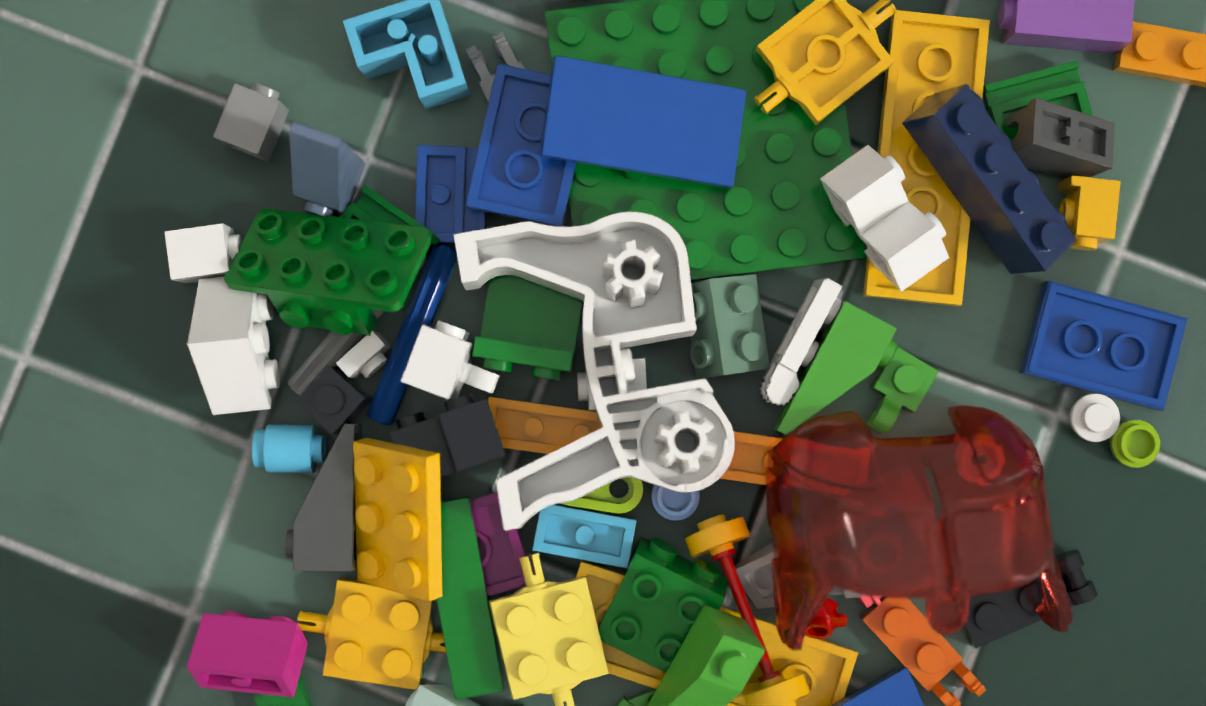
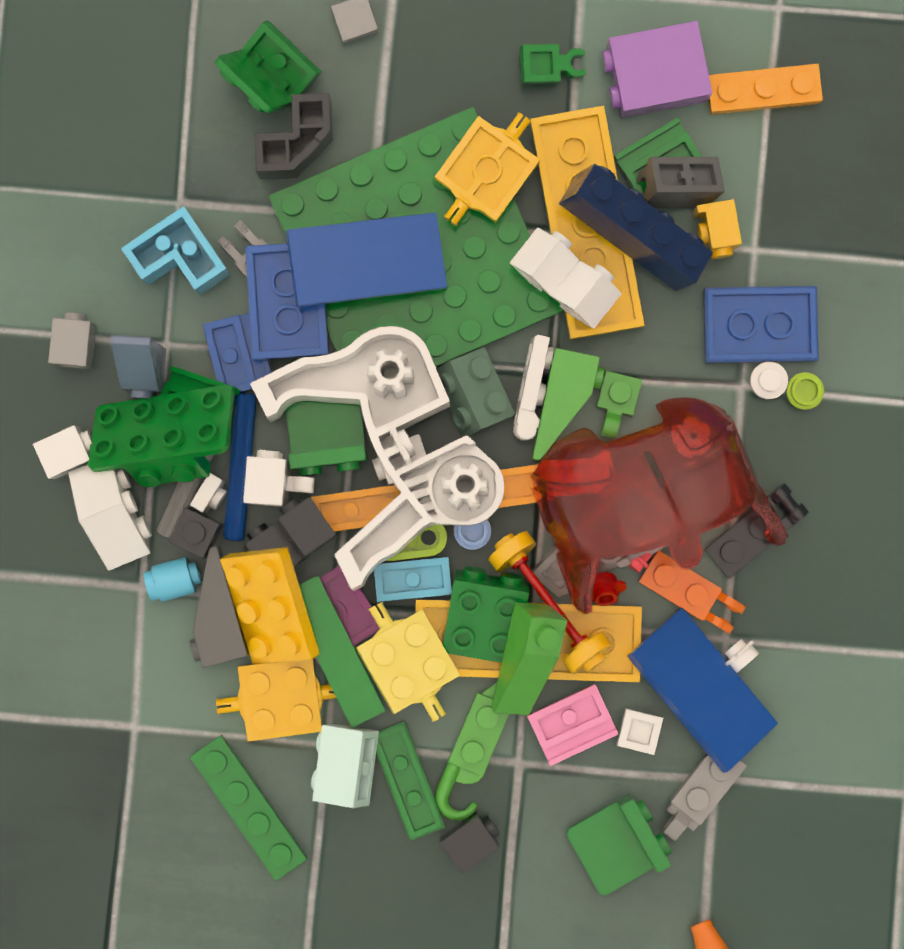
camera: 20 degrees left, 0 degrees up
(248, 654) = (188, 740): dark pink brick -> none

